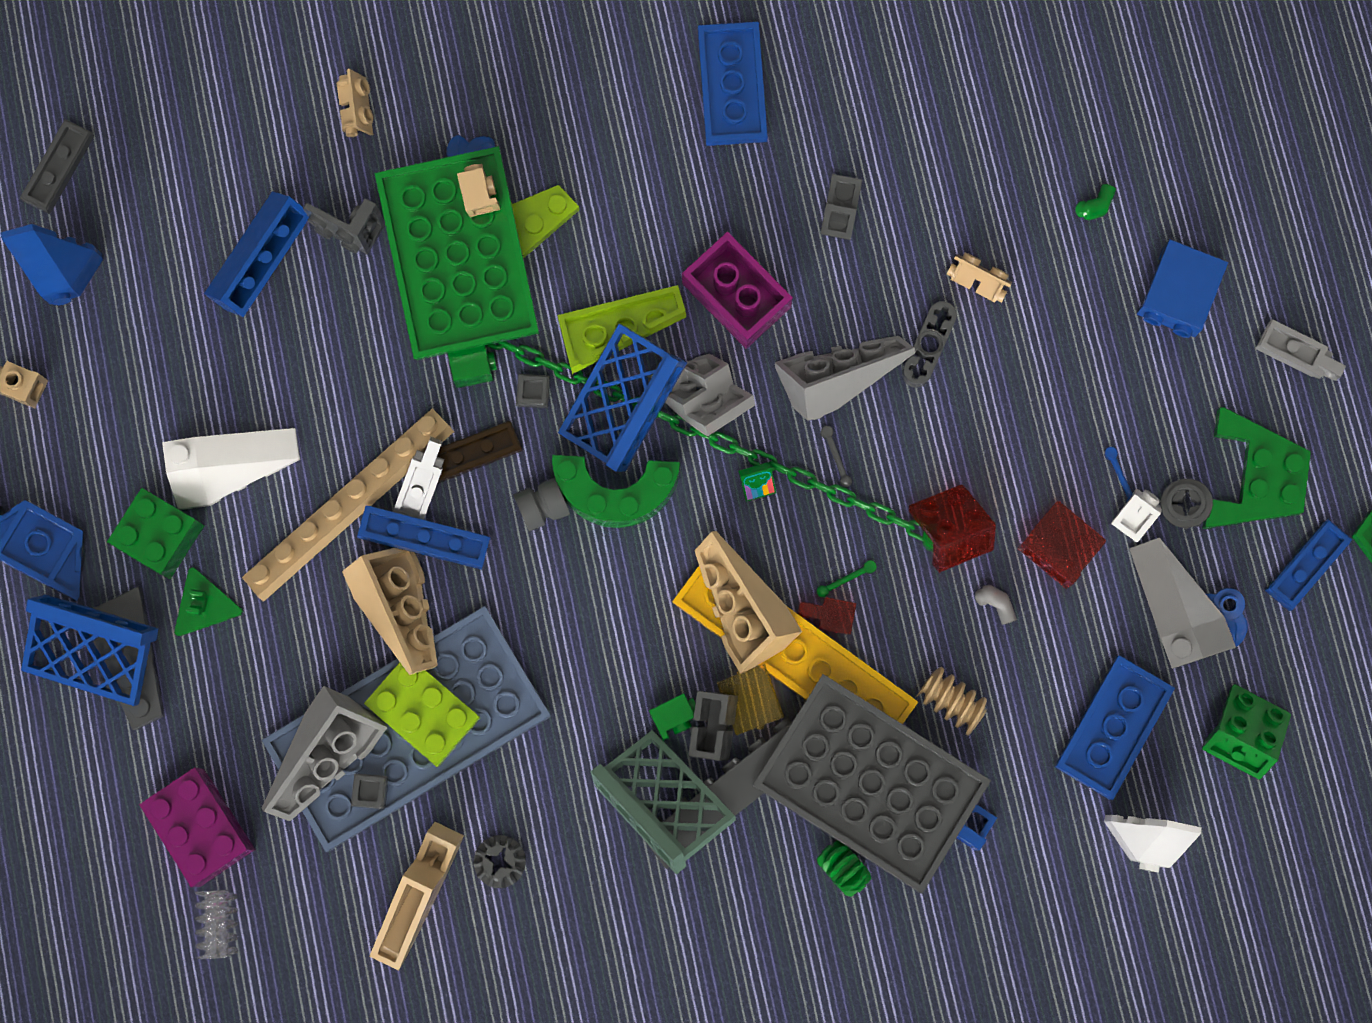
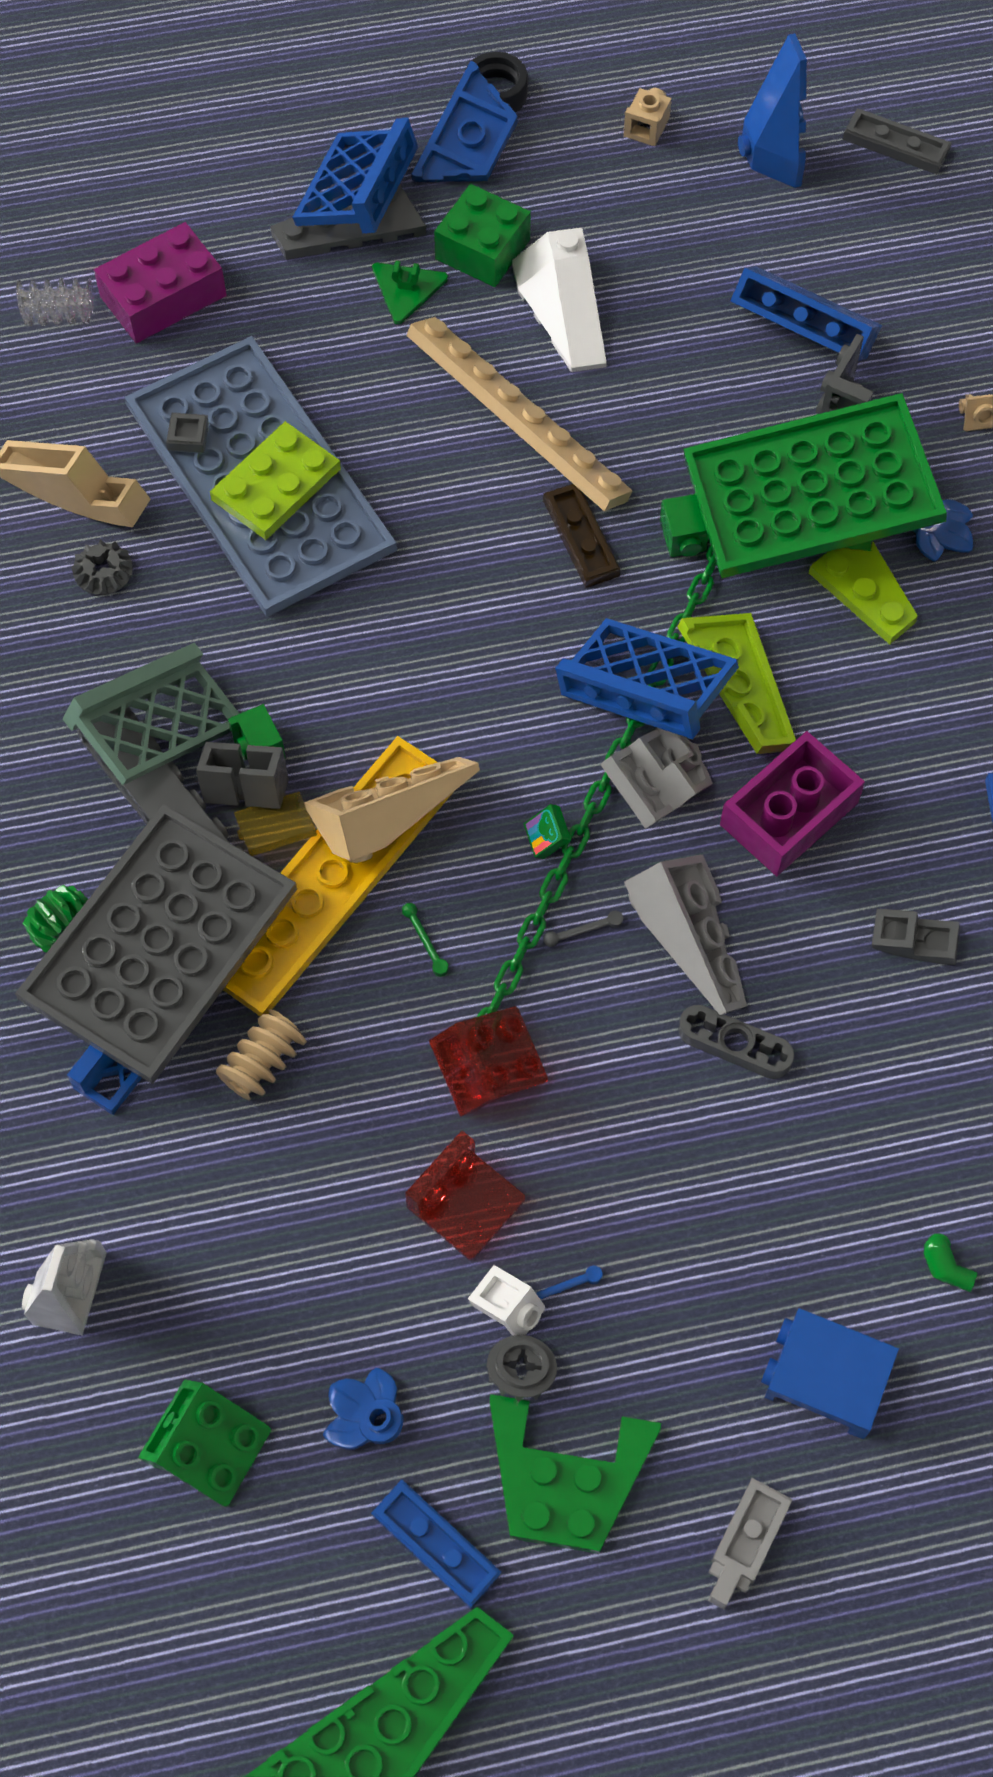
camera: 90 degrees right, 15 degrees down
(326, 742) = (240, 387): light grey wedge -> none
(392, 598) = (401, 454): tan wedge -> none
(420, 481) = (540, 474): hinge -> none
(423, 537) = (476, 480): blue plate -> none
(477, 191) = (885, 485): tan brick -> none
(533, 391) = (657, 595): dark grey tile -> none
(541, 504) = (516, 597): dark grey wheel -> none
(620, 506) = (520, 650): green brick -> none
(833, 615) = (377, 918): clear red plate -> none
(970, 269) = (841, 1089): tan hinge -> none
(997, 599) = (393, 1119): light grey arm -> none
(1114, 727) = (219, 1261): blue plate -> none
(1182, 612) = (366, 1349): light grey wedge -> none

